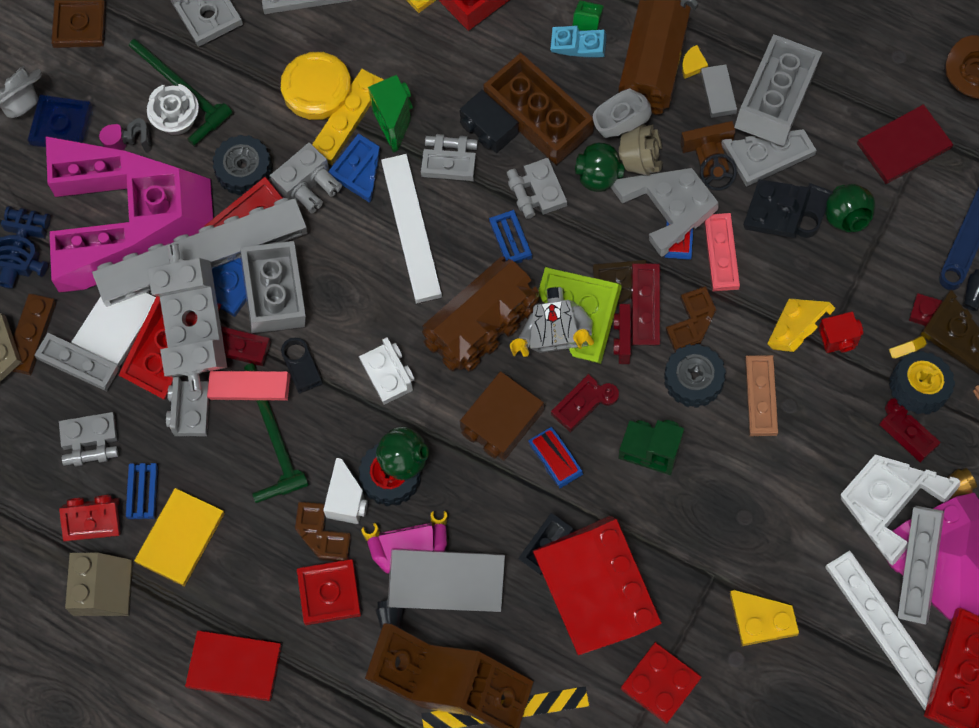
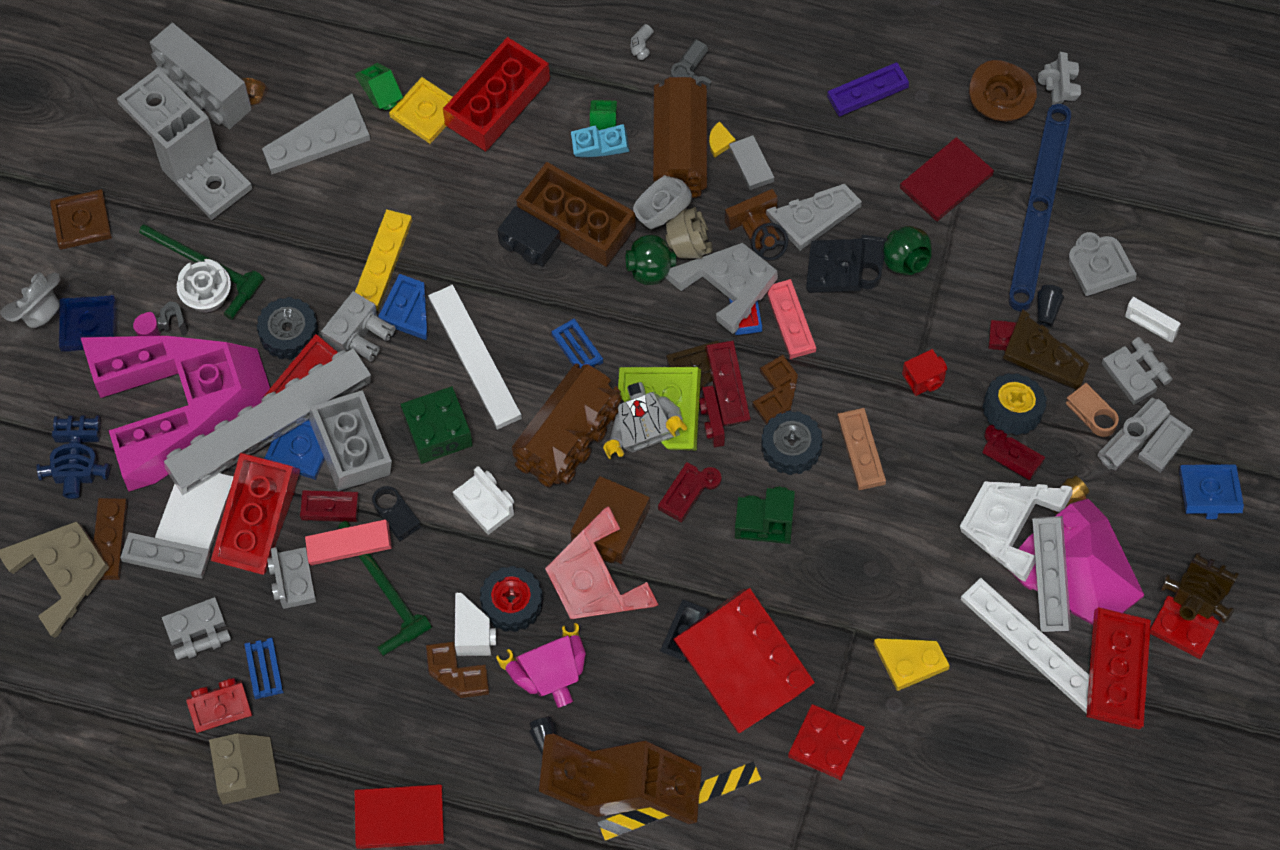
camera: 15 degrees left, 5 degrees down
(179, 537) = (313, 704): yellow tile -> none
(182, 289) = (261, 458): light grey brick -> none
(315, 85) = (343, 234): yellow piece -> none
(328, 592) = (478, 725): red plate -> none
(358, 288) = (436, 425): none -> dark green brick
(391, 109) = (427, 243): green slope -> none
(402, 453) = (522, 572): dark green plant -> none
(445, 580) = (593, 687): light grey tile -> none
(449, 164) = (497, 286): light grey plate -> none
(462, 470) = (584, 580): none -> wing
(544, 185) = (599, 289): light grey plate -> none
(555, 457) = (673, 548): slope -> none
(778, 90) = (811, 149): light grey brick -> none
(797, 323) = (881, 371): yellow wing -> none
(849, 39) = (868, 89): none -> dark purple plate
(908, 347) = (991, 375): yellow tile -> none

